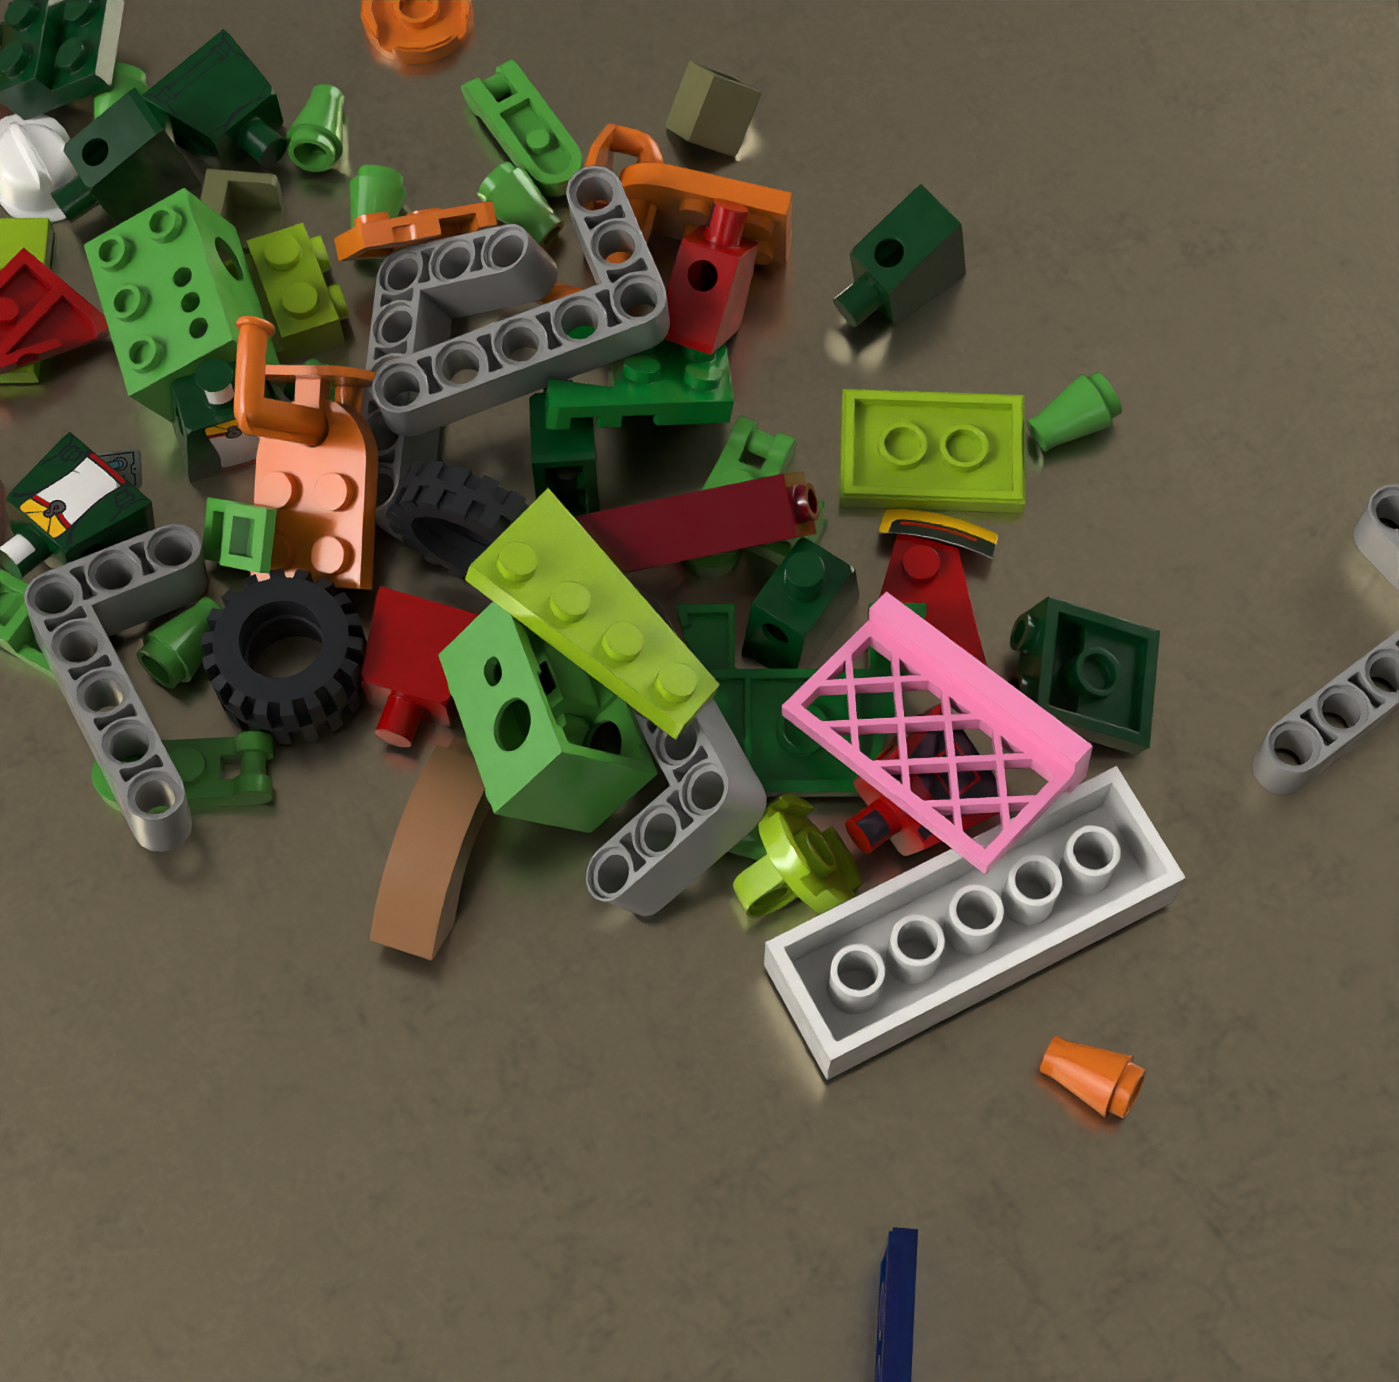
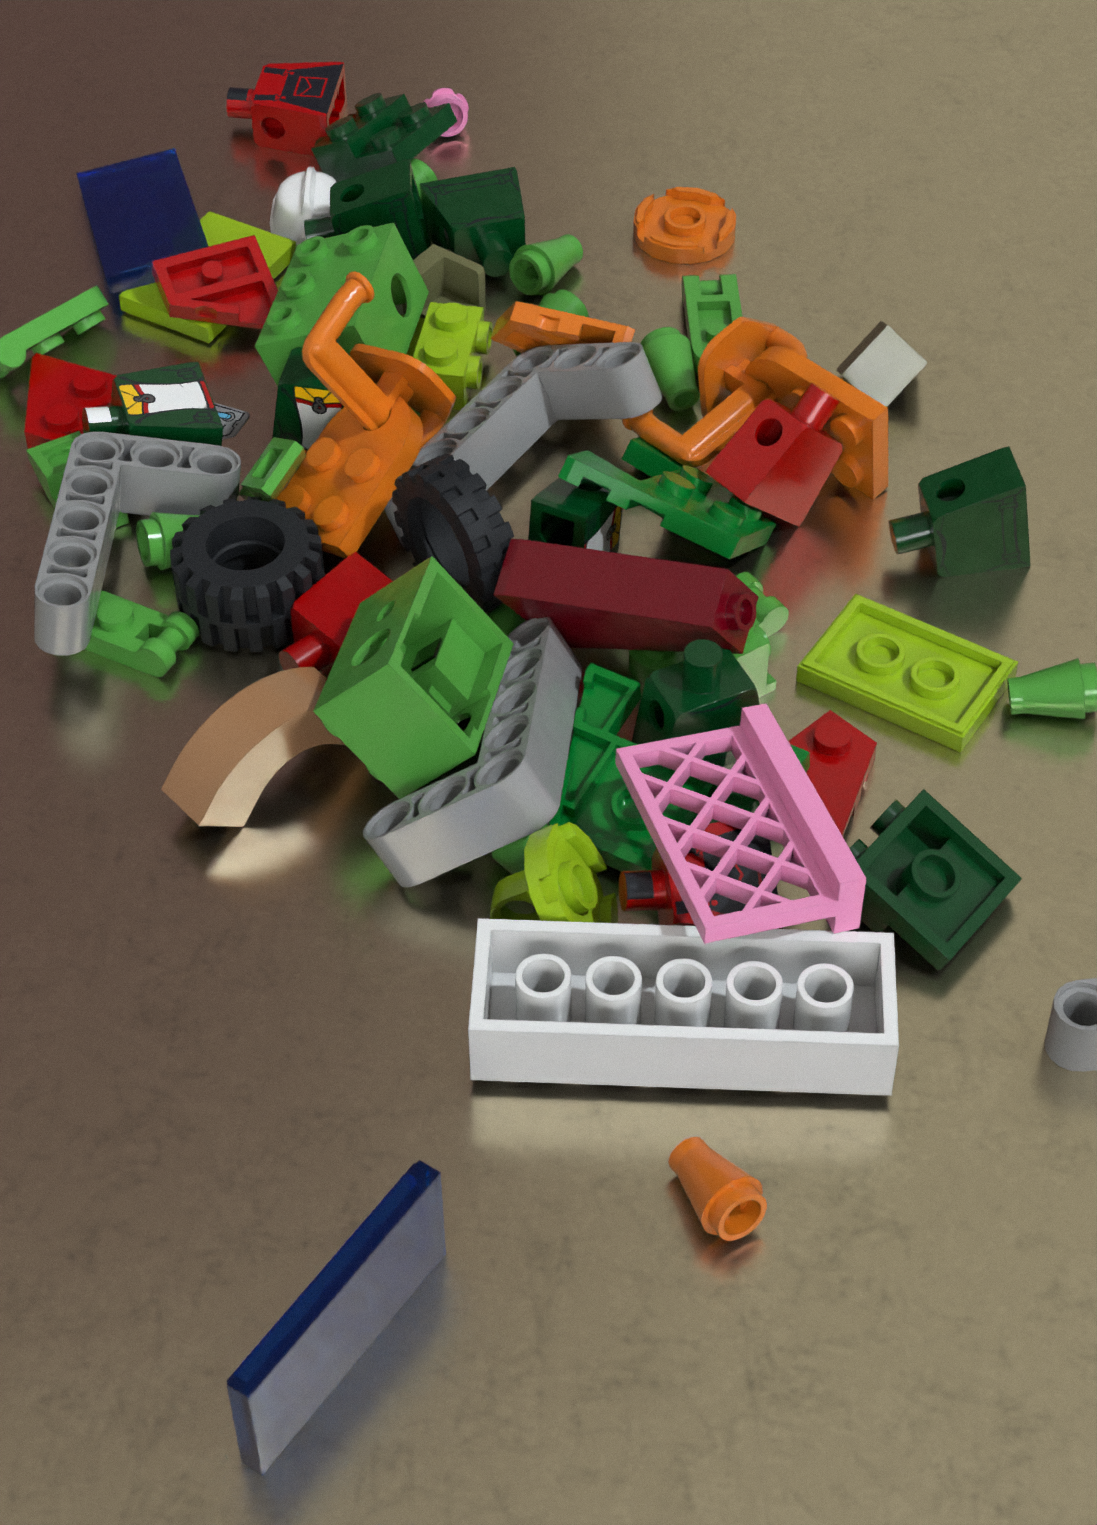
camera: 30 degrees right, 20 degrees down
(541, 328) = (624, 426): light grey beam -> none
(583, 606) = (496, 602): lime wing -> none
(941, 528) = (883, 731): sticker -> none

